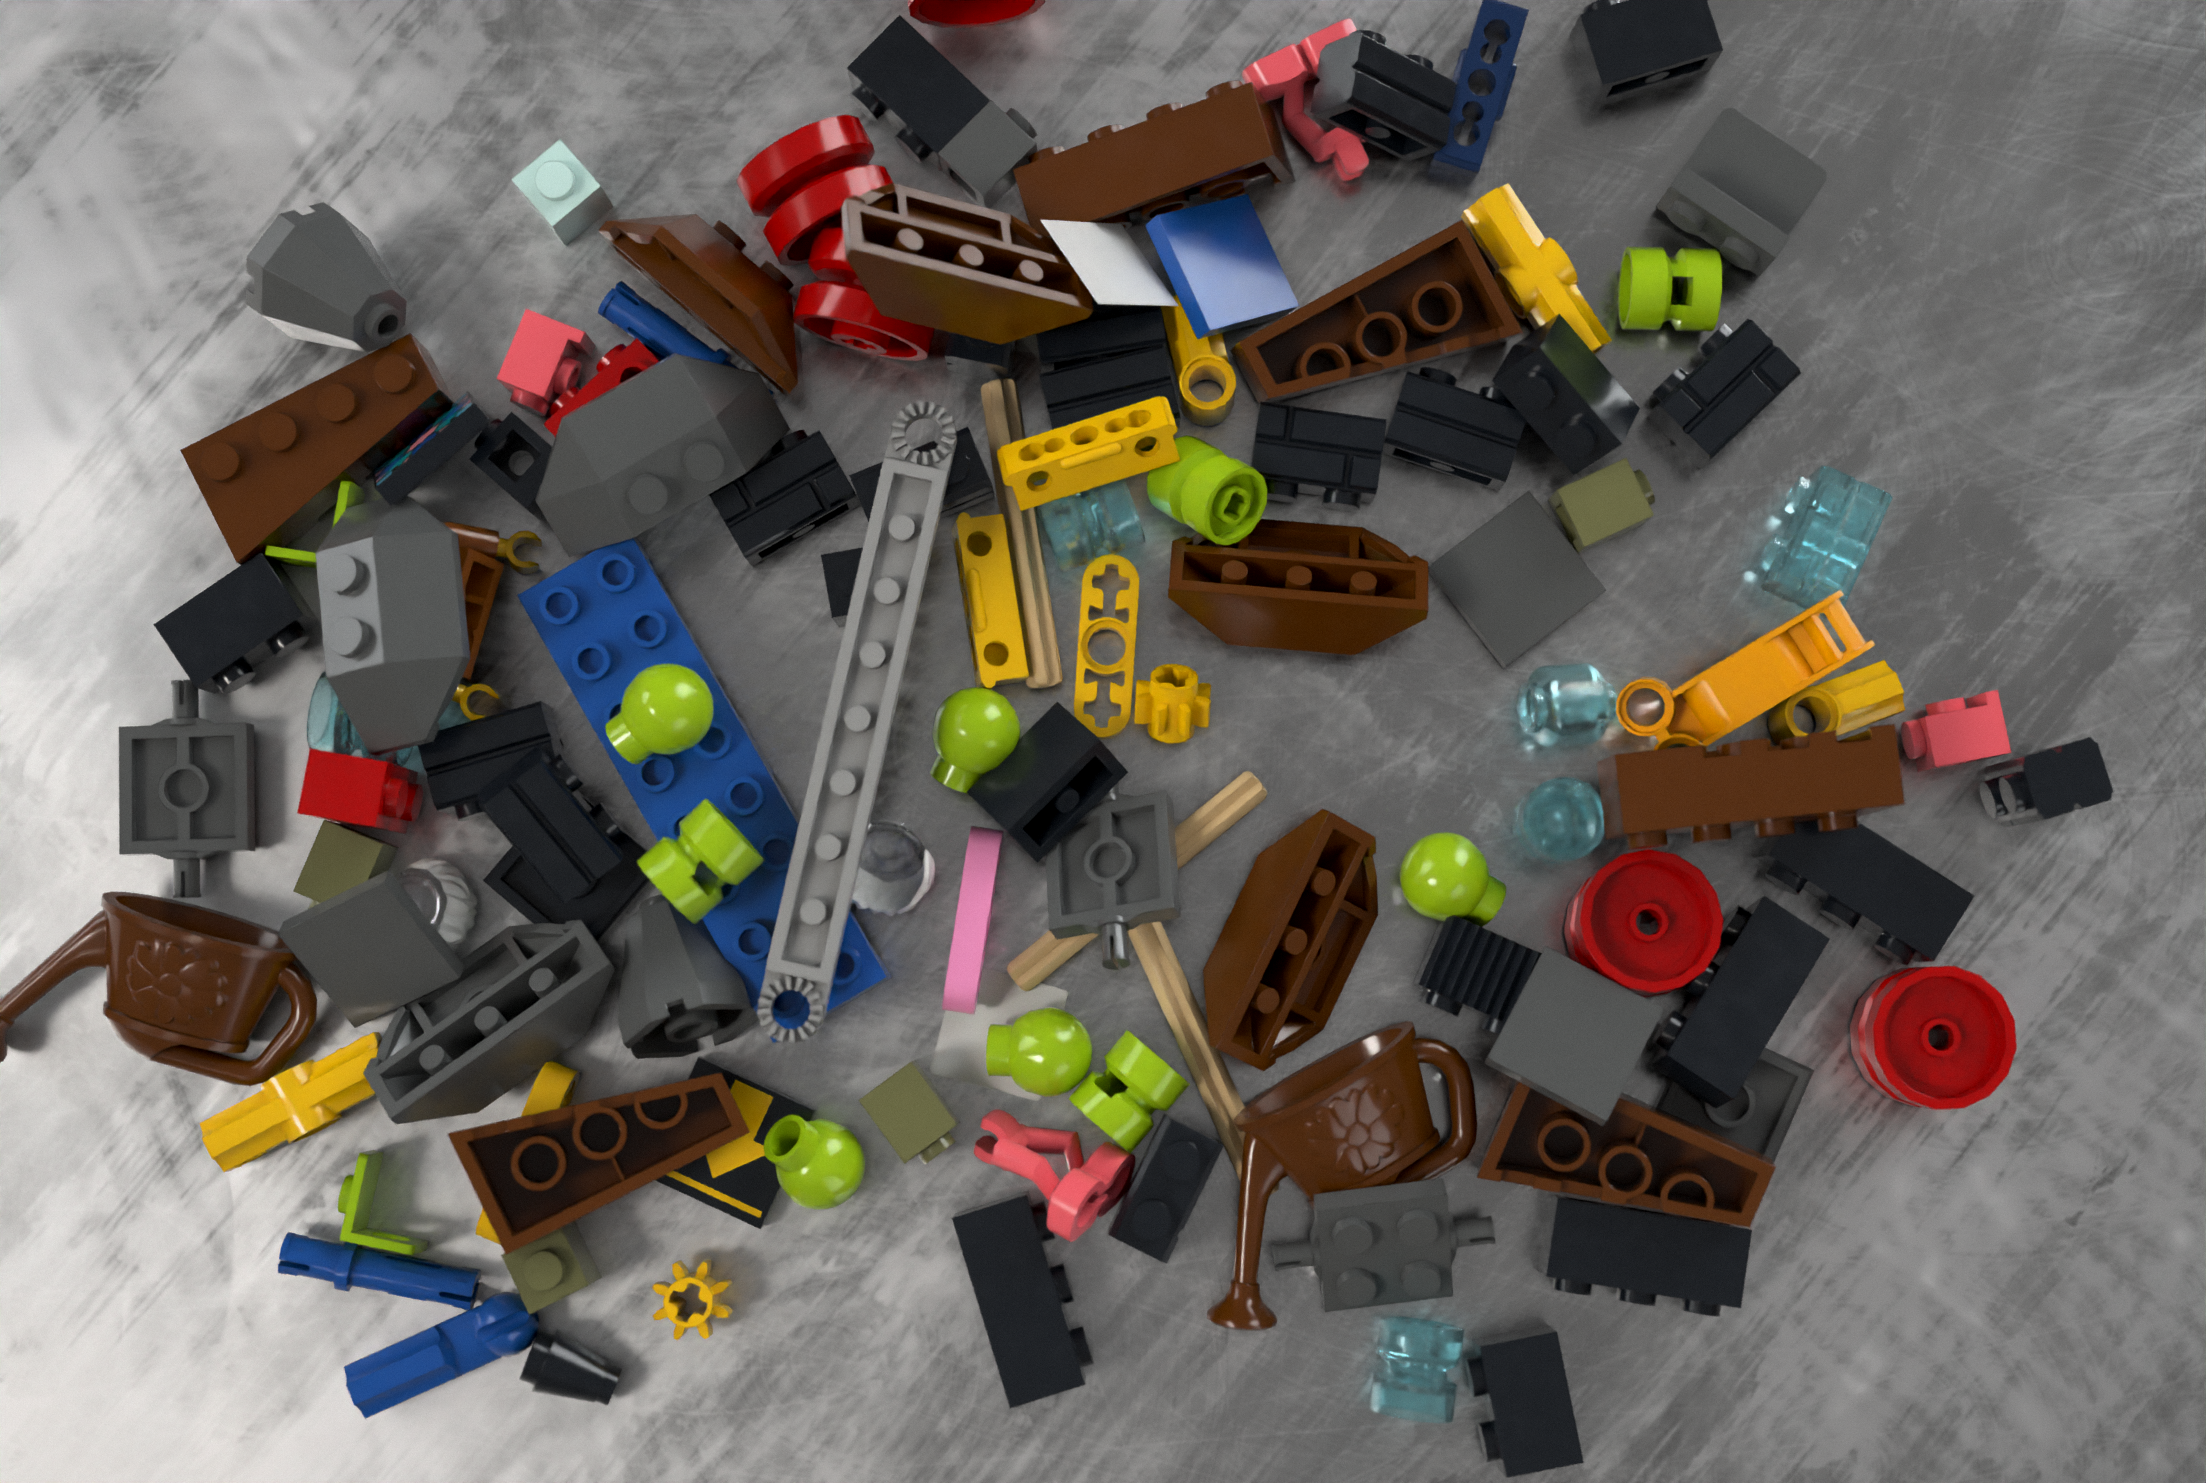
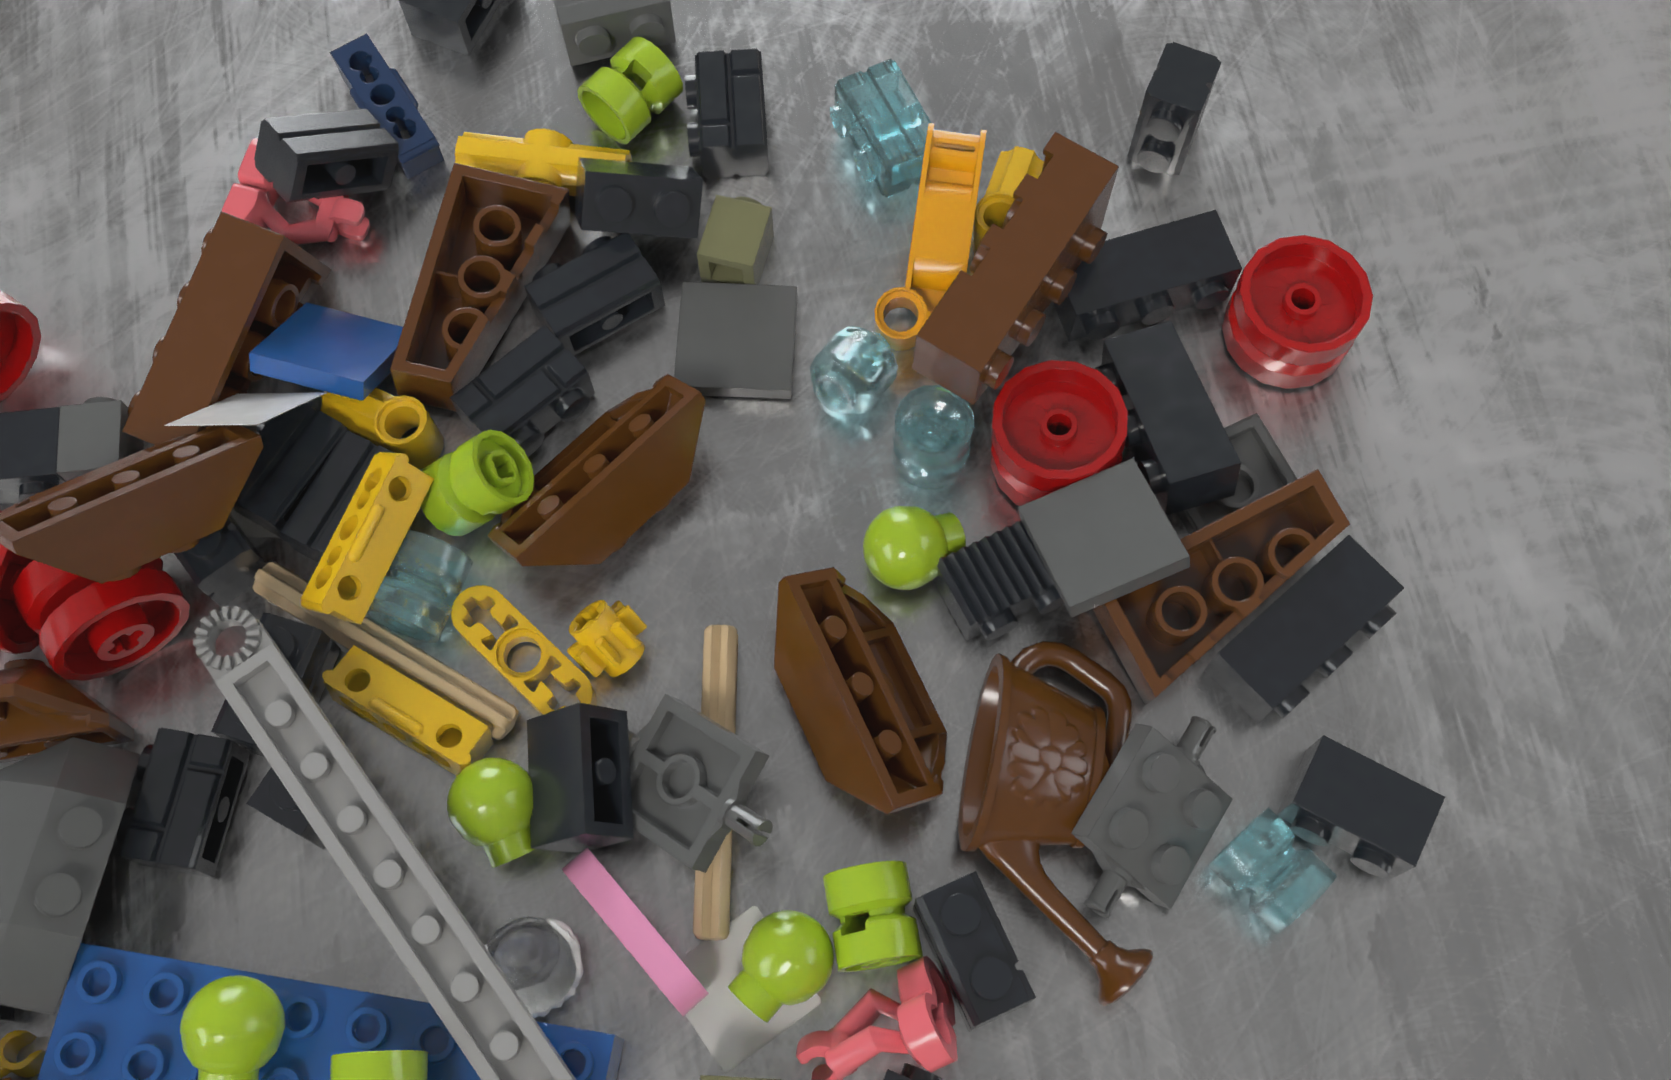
camera: 50 degrees left, 15 degrees down
(1191, 1035) = (874, 835): tan axle -> none
(1957, 734) = (1099, 127): coral brick -> none

